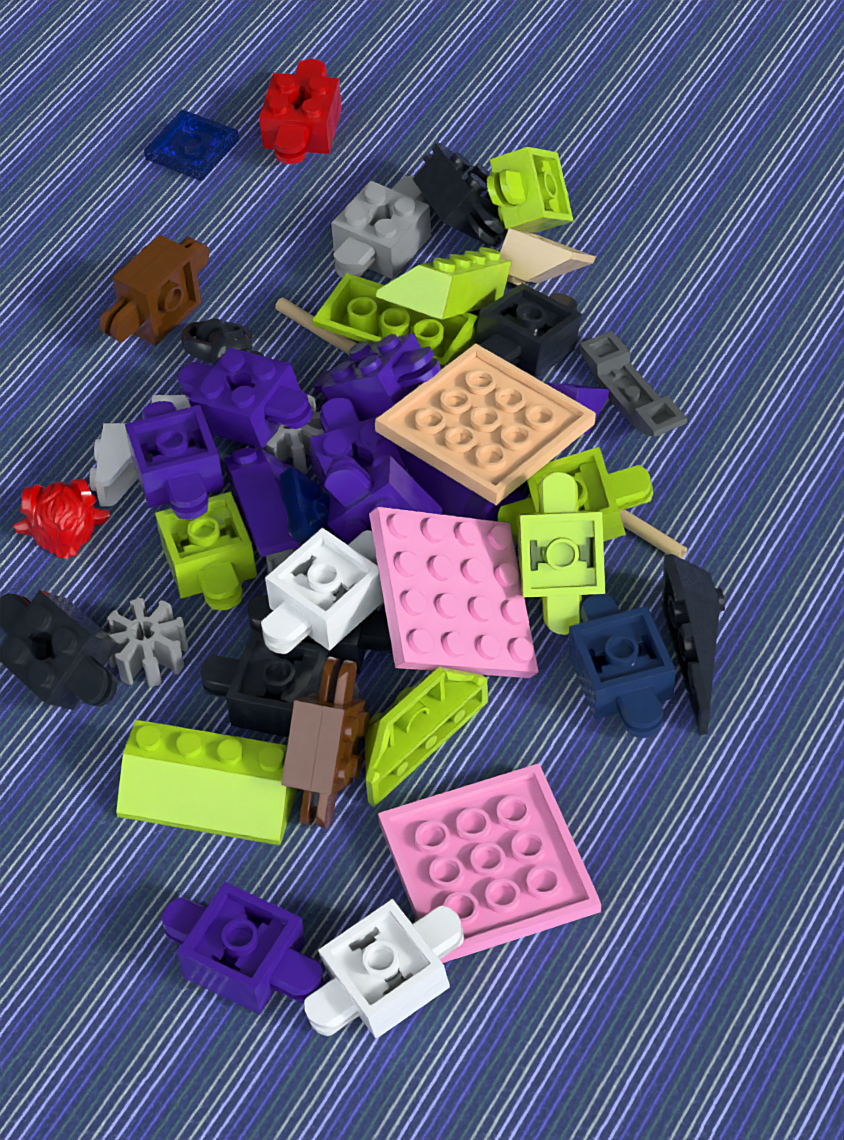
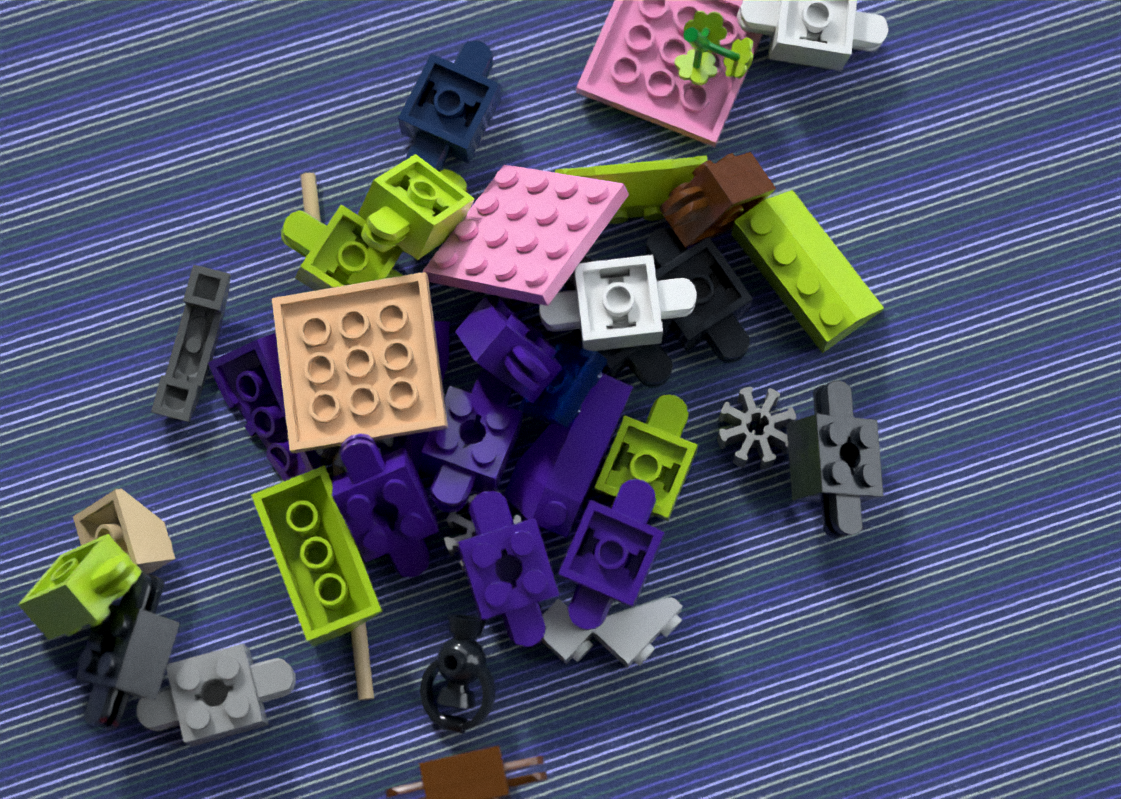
camera: 140 degrees left, 25 degrees up
(60, 516) = (726, 610): red hair -> none
(247, 929) = (890, 115): dark purple brick -> none
(449, 849) = (705, 36): none -> lime plant
(451, 284) = (246, 547): lime slope -> none
(530, 328) = (219, 458): black brick -> none
(692, 617) = (370, 96): black wedge -> none

